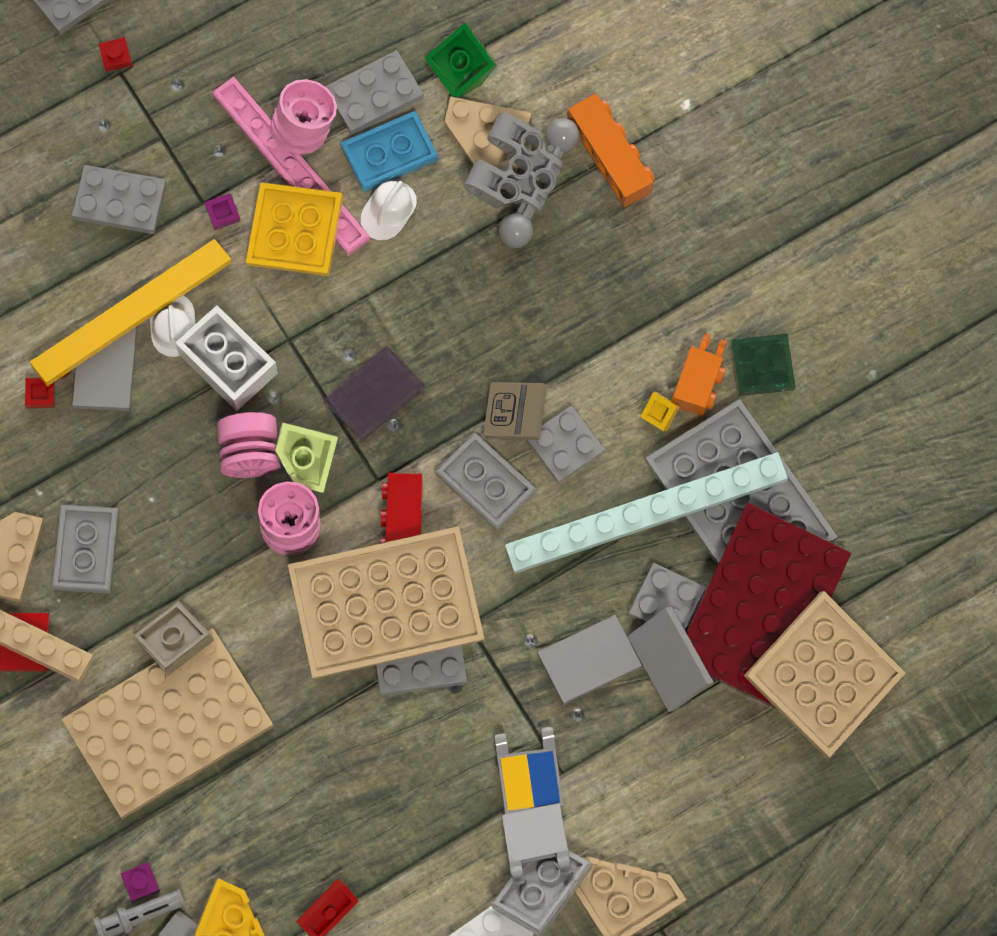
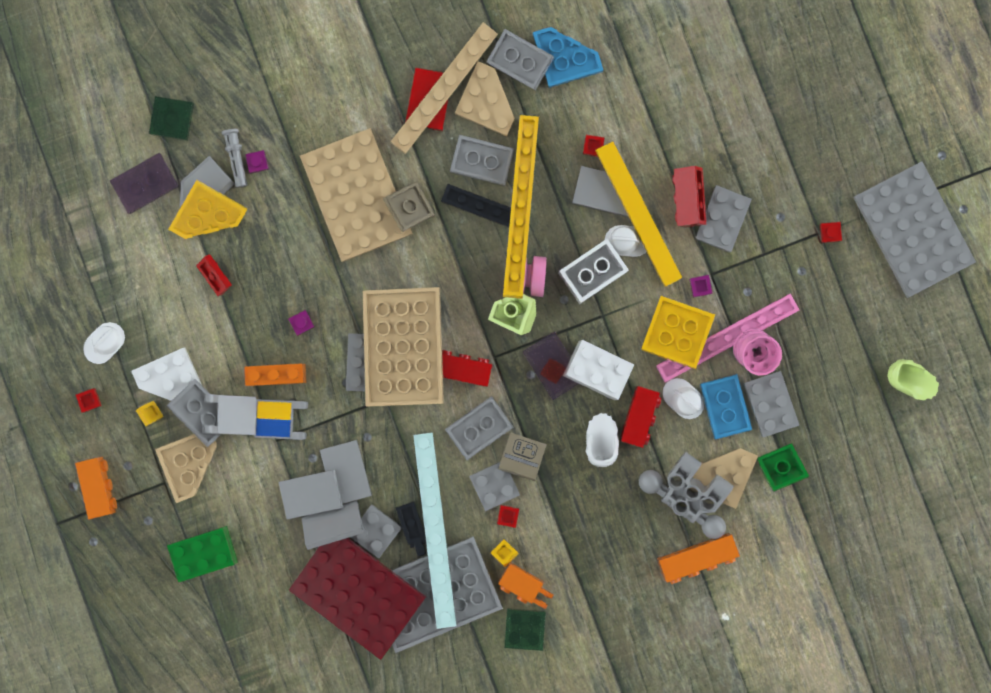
camera: 100 degrees right, 15 degrees up
(95, 247) = (689, 196): none -> brick
(147, 468) = (520, 207): none -> yellow plate
(155, 540) = (477, 205): none -> black tile
(289, 503) = (478, 284): bright pink wheel -> none
(369, 326) = (598, 370): none -> white brick
(376, 767) = (301, 323): none -> magenta plate
(382, 388) = (552, 371): none -> clear red plate
(425, 260) = (640, 417): none -> red brick
(462, 787) = (275, 374): none -> orange brick
(470, 304) = (602, 441): none -> white hair
(605, 416) = (508, 516): none -> red plate
(632, 702) = (310, 494): none -> light grey tile
(649, 547) = (412, 527): none -> black hinge
(754, 844) = (202, 554): none -> green brick
(824, 674) = (302, 624): tan plate -> none

